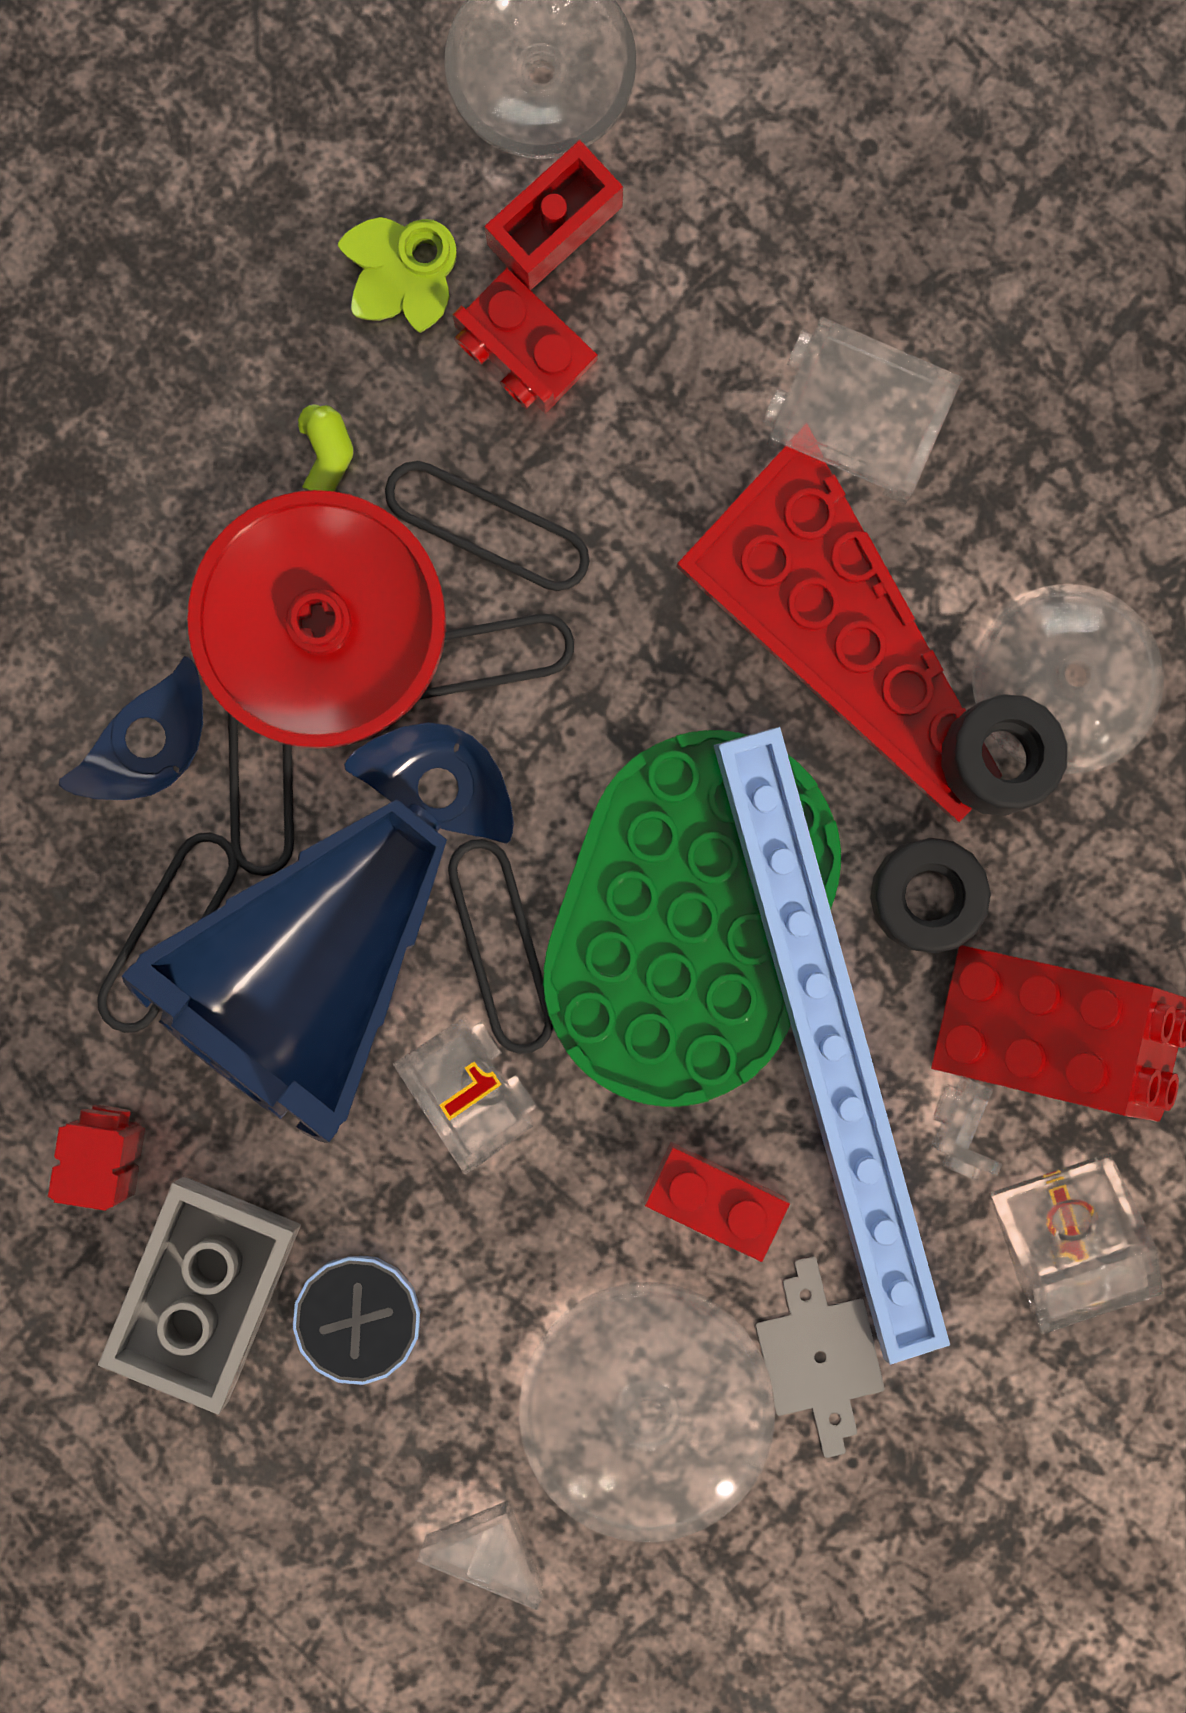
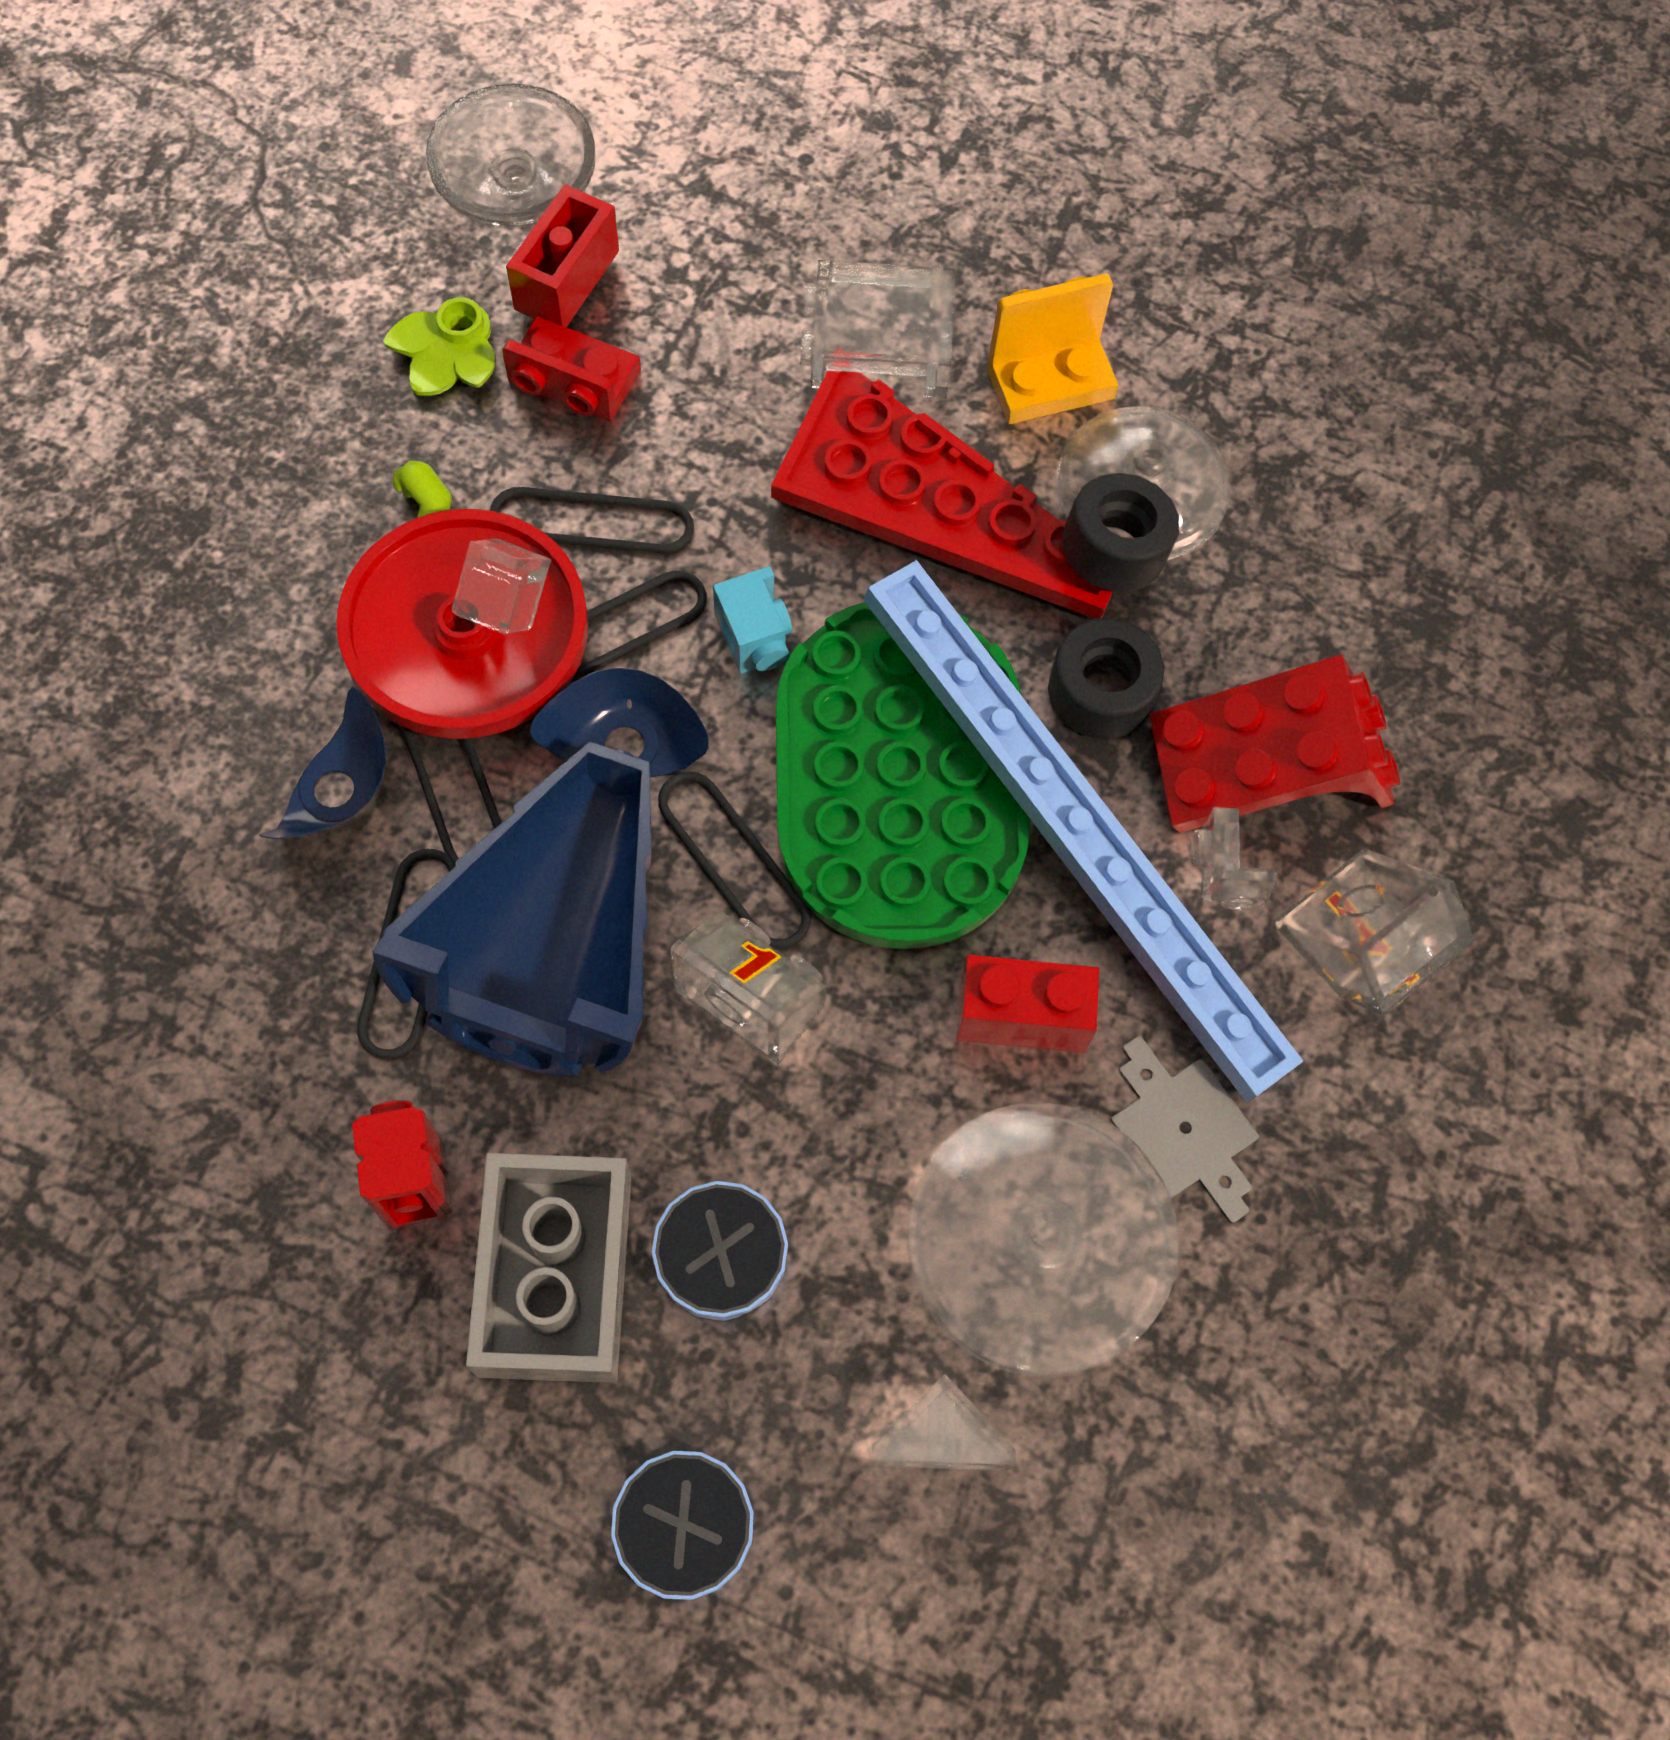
camera: 25 degrees left, 20 degrees down
(244, 1541) = (682, 1525): none -> black tile
(362, 607) = (500, 585): none -> clear panel
(605, 713) = (752, 620): none -> medium azure brick
(1028, 510) = (1050, 349): none -> yellow bracket

